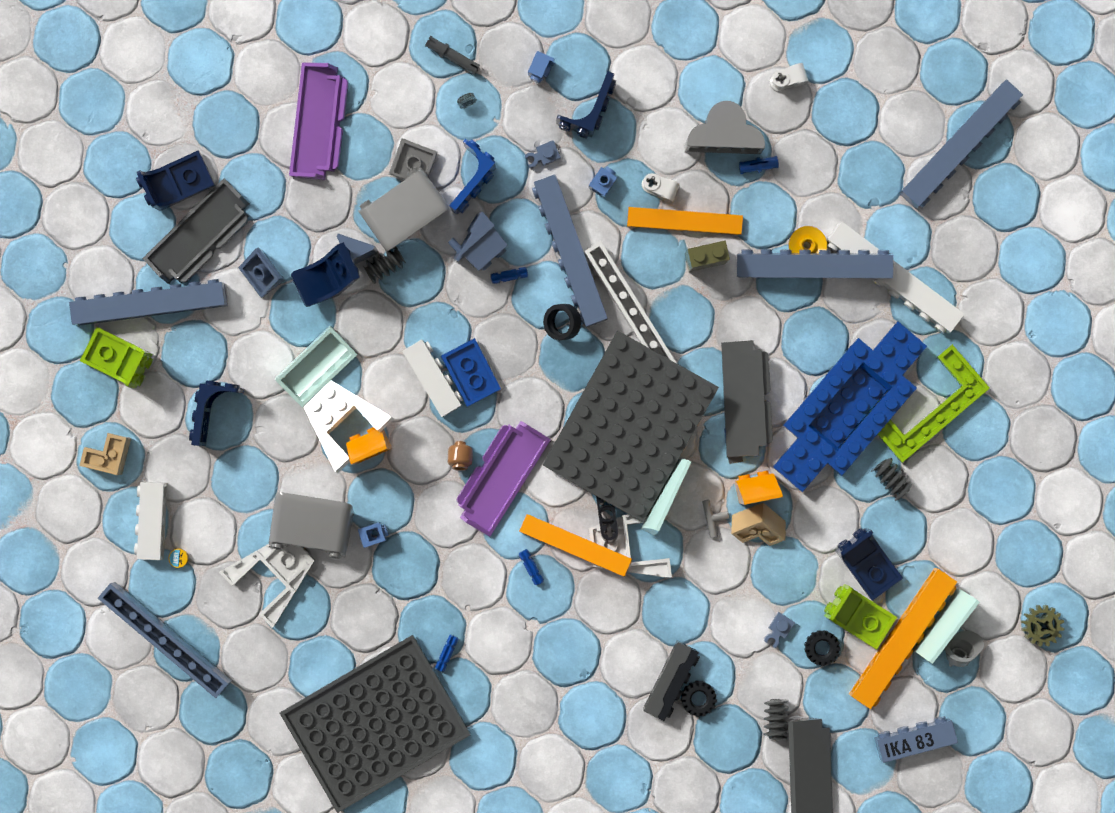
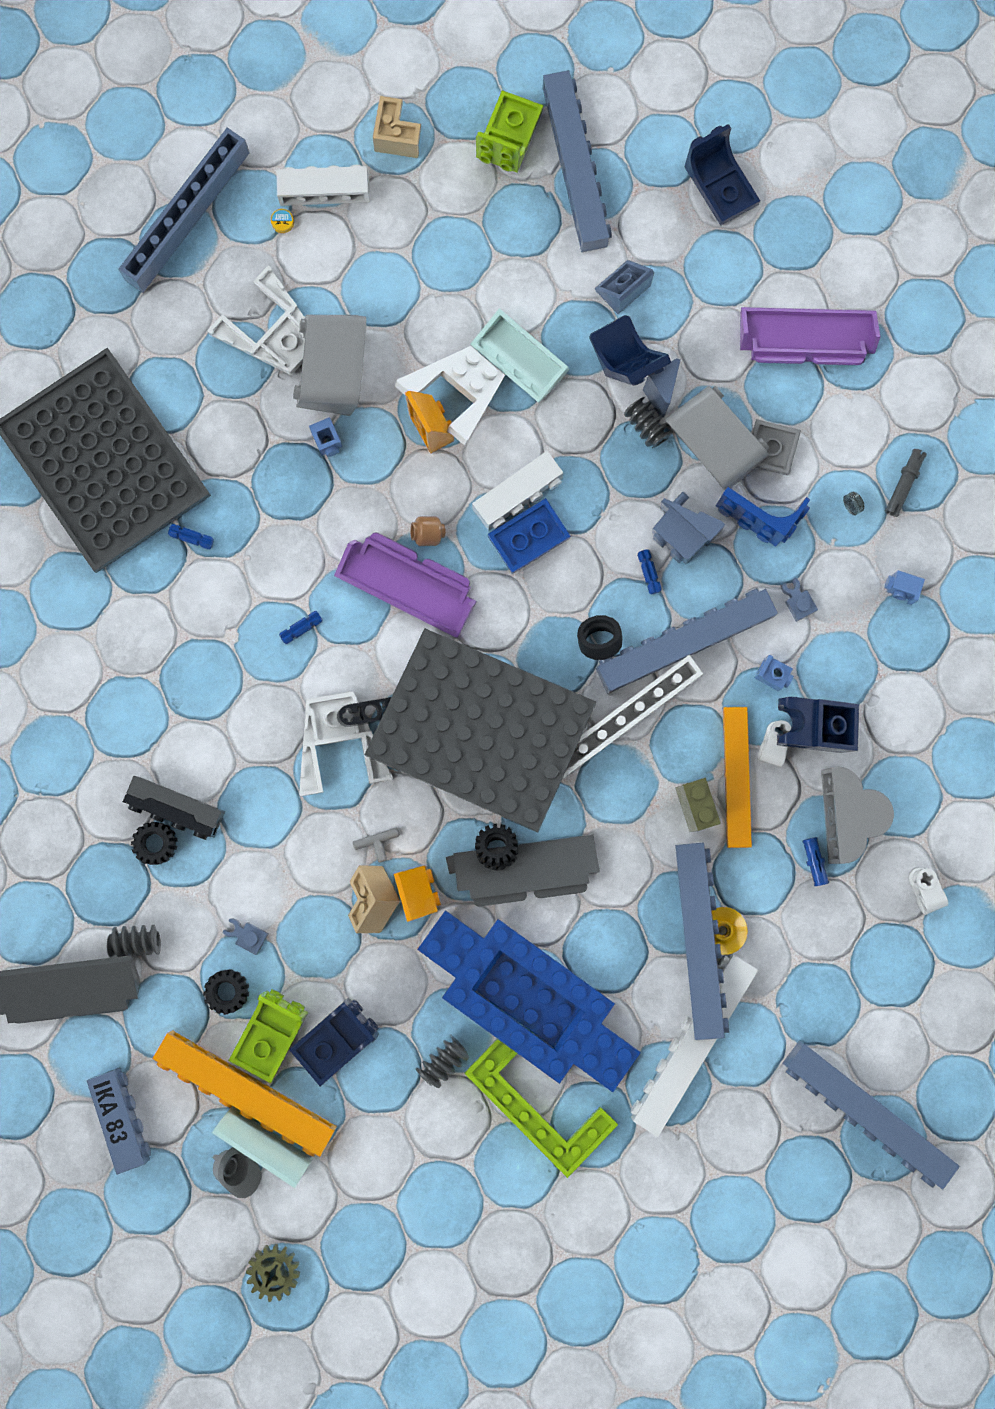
camera: 80 degrees right, 5 degrees down
(199, 234) = (661, 212): dark grey slope -> none
(201, 416) = (456, 229): dark blue bracket -> none
(575, 545) = (330, 677): light orange tile -> none
(586, 126) = (846, 651): dark blue bracket -> none
(650, 150) = (820, 725): none -> dark blue brick
(665, 498) = (397, 780): light aqua slope -> none
(715, 426) = (501, 859): none -> black tyre

